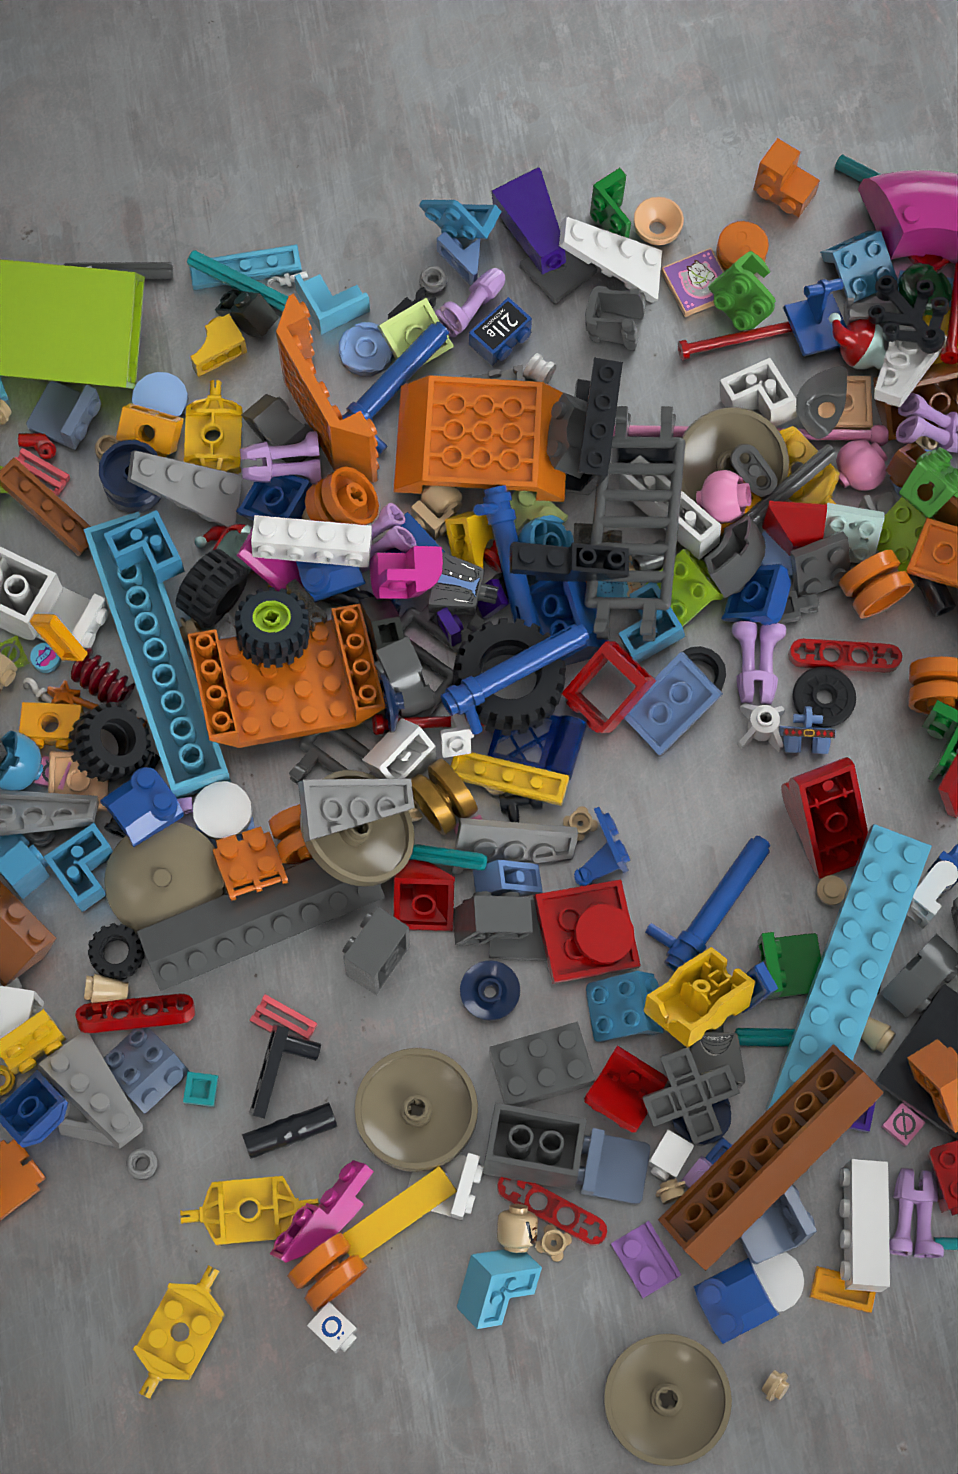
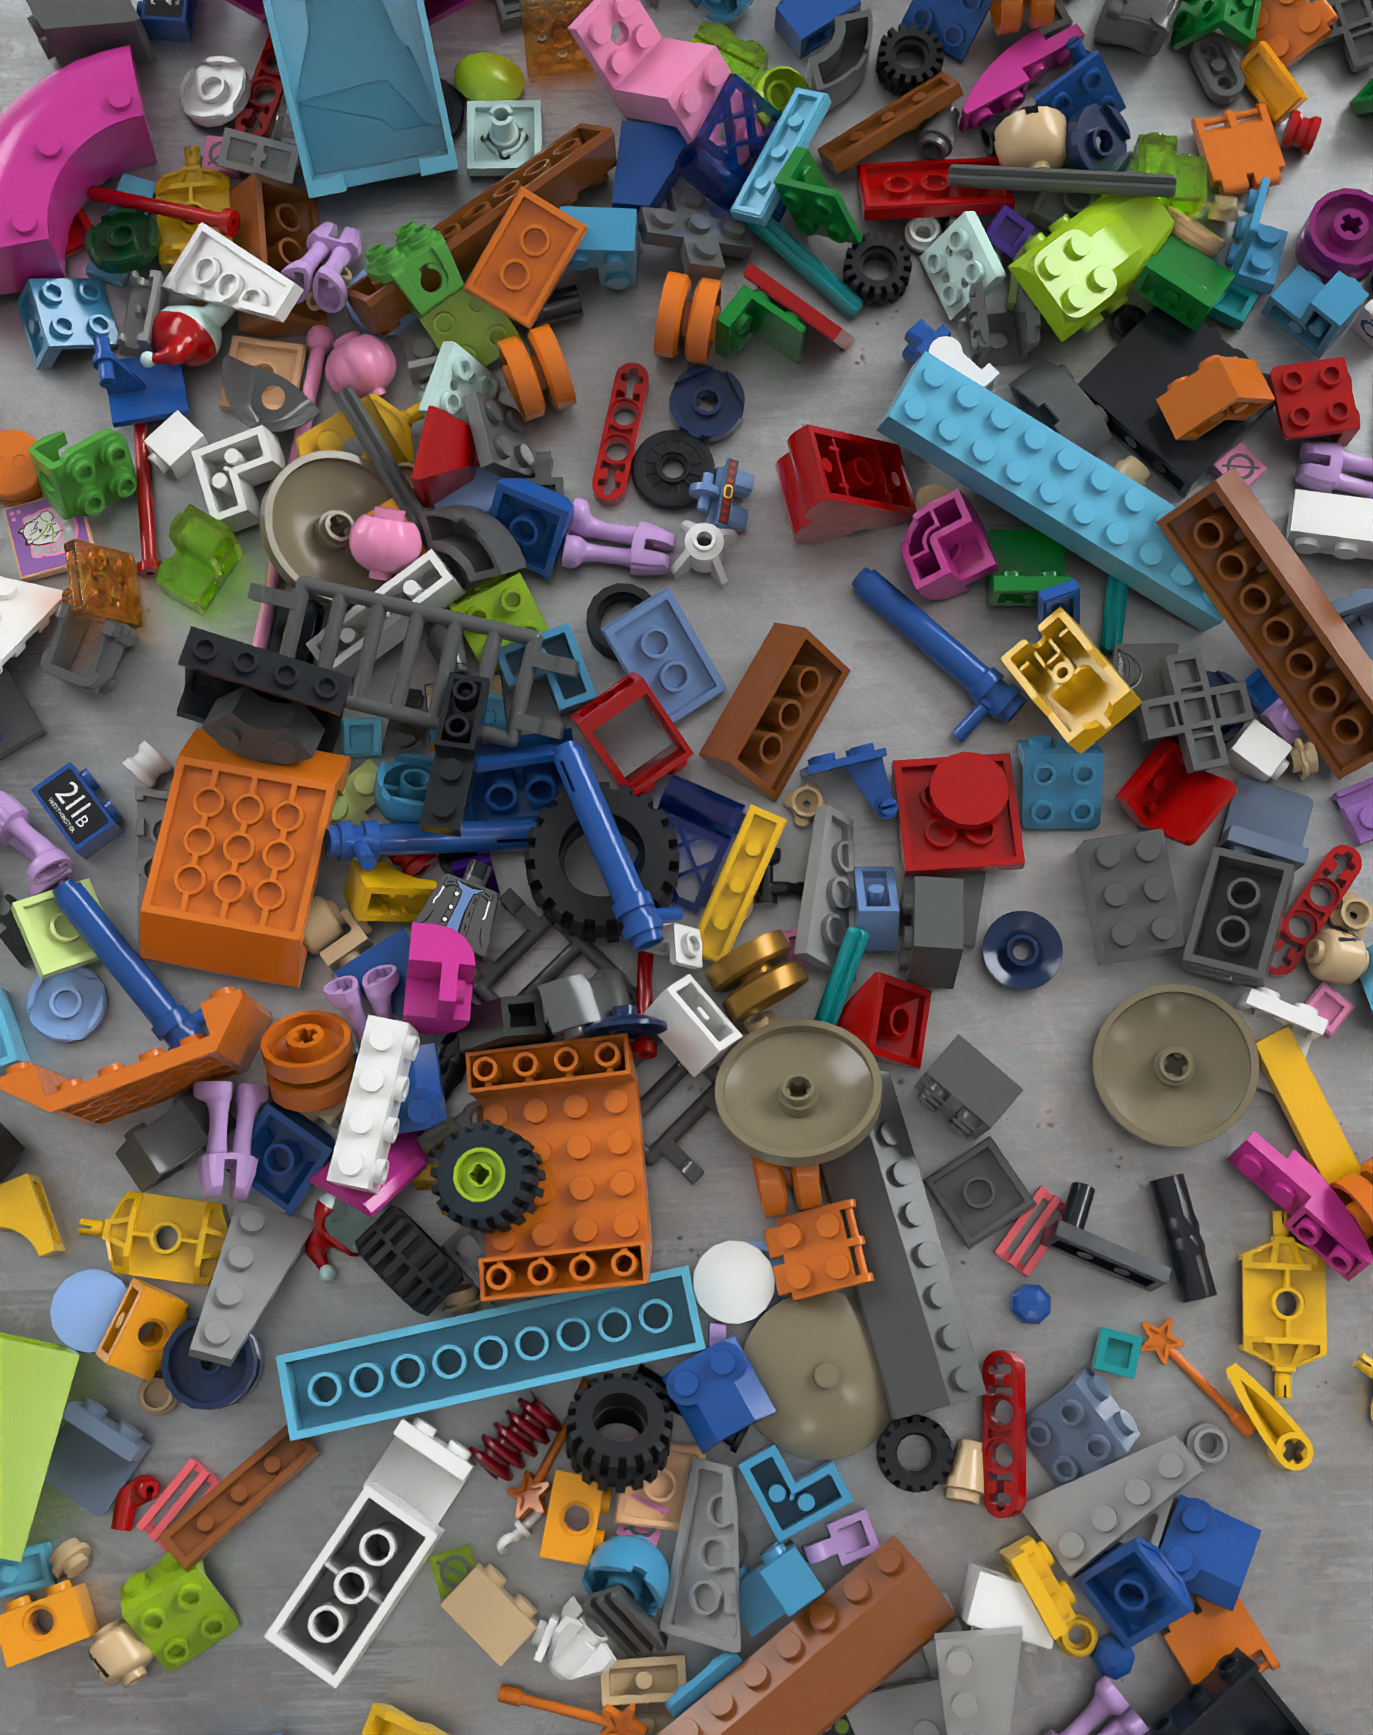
camera: 80 degrees left, 5 degrees up
(44, 658) = (468, 1518): medium azure tile -> none
(52, 911) = (848, 1538): none -> lavender plate
(58, 637) = (459, 1492): light orange tile -> none
(65, 1164) = (1209, 1550): none -> blue slope
(145, 540) = (329, 1347): dark azure brick -> none
(160, 1203) = (1271, 1421): none -> yellow piece
(211, 1126) = (1164, 1345): none -> orange piece
(230, 1024) = (1030, 1304): none -> blue tile
(306, 978) = (979, 1192): none -> dark grey plate
(348, 803) = (771, 1095): light grey wing -> none
(450, 626) = (514, 933): dark purple plate -> none
(477, 1228) = (1330, 1006): none -> bright pink tile
(581, 508) = (362, 738): none -> medium azure tile
(646, 791) = (775, 710): none -> dark orange slope
(662, 311) = (95, 582): none -> clear orange plate
(691, 379) = (202, 559): none -> clear neon green brick
(753, 469) = (351, 497): dark grey plate -> none
(780, 348) = (173, 444): none -> white brick
(793, 899) = (947, 547): none -> dark pink brick
(884, 698) = (713, 384): none -> dark blue plate
(927, 337) = (165, 260): black plant -> none

